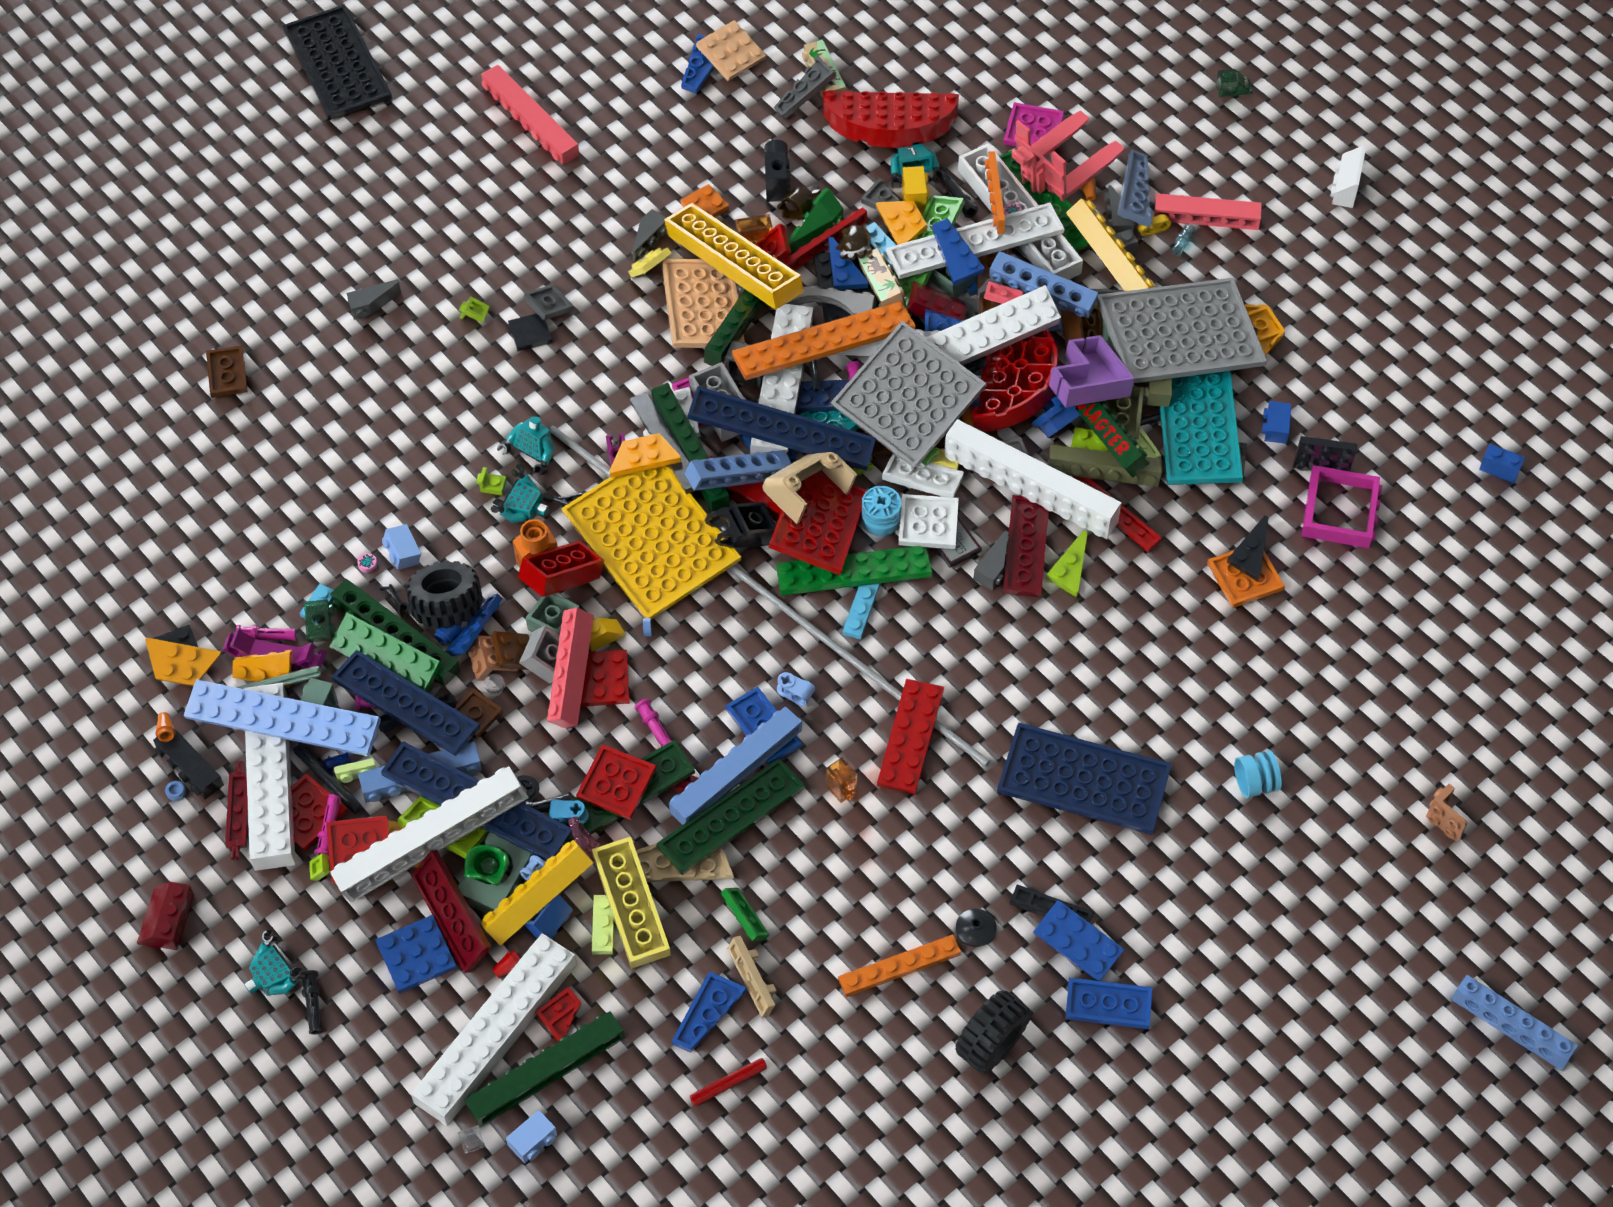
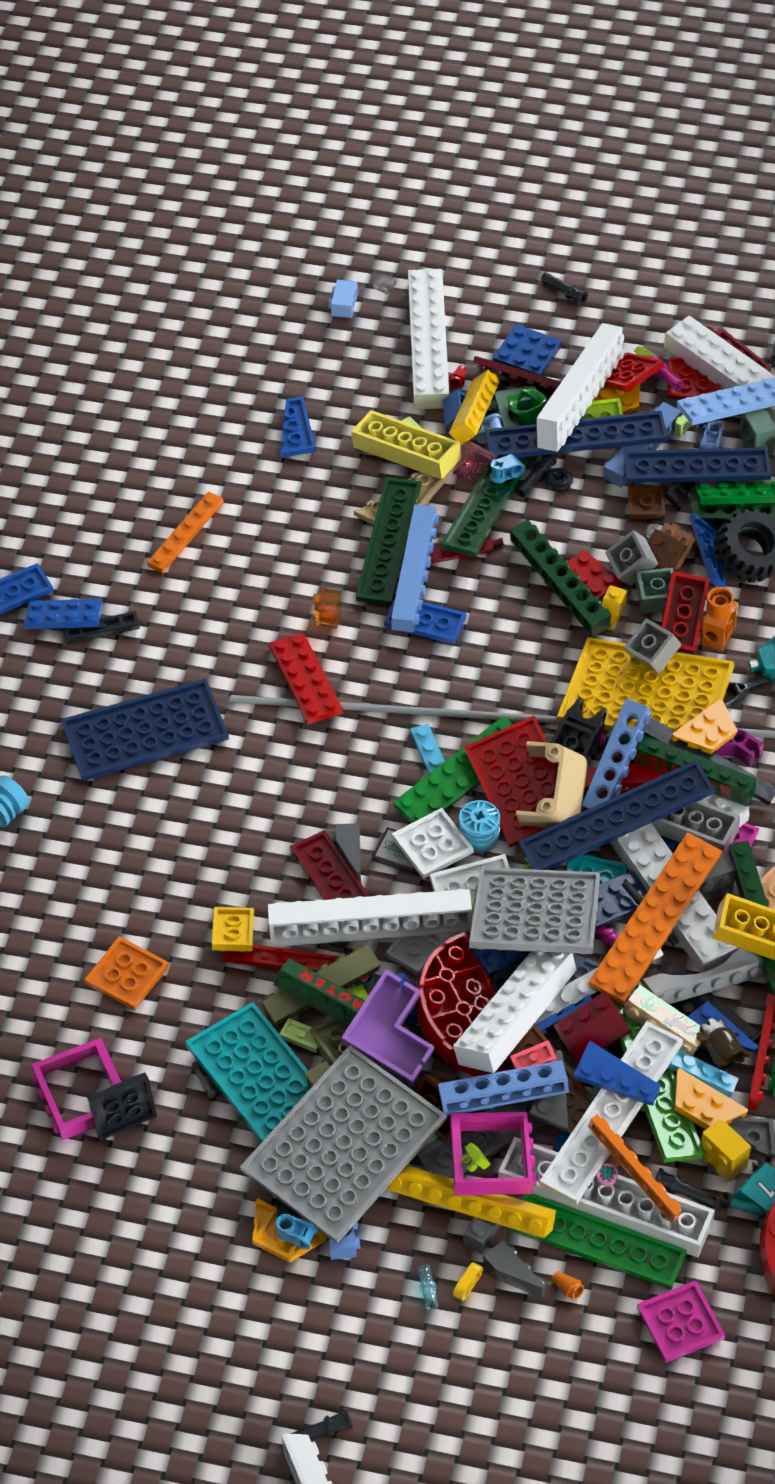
camera: 145 degrees right, 5 degrees down
(166, 916) = (711, 275): dark red slope -> none
(271, 970) = (606, 285): teal torso -> none
(544, 1068) = (373, 339): dark green brick -> none
(559, 1013) = (395, 371): red wing -> none
(570, 668) = (603, 555): coral brick -> none
(616, 782) = (489, 502): red plate -> none
(617, 548) = (652, 646): none -> light grey brick
(617, 737) = (560, 578): none -> dark green brick
(647, 627) = (581, 632): medium blue tile -> none
(651, 719) = (514, 577): dark pink pin -> none
(728, 1082) = (245, 402): red axle -> none
(745, 914) = (323, 494): green plate -> none
(745, 963) = (296, 467): tan hinge -> none
(795, 689) = (423, 657): light blue piece -> none
(973, 935) = (150, 588): black dish -> none
(993, 1031) = (76, 503): black tyre -> none
(1053, 175) = (591, 1251): coral piece -> none
(1068, 569) = (283, 883): lime wing -> none
(1098, 235) = (492, 1122): none -> dark pink window
(1103, 246) = (476, 1156): none -> lime tile
(1135, 190) = (506, 1286): sand blue wing -> none
(1139, 550) = (233, 929): none -> yellow plate
(1209, 211) = (426, 1334): coral brick -> none
(1249, 553) = (133, 983): black wing -> none
(1256, 310) = (298, 1234): none -> dark azure piece
(1277, 422) = (195, 1136): blue brick -> none
(1343, 206) = (328, 1426): none -> black pin

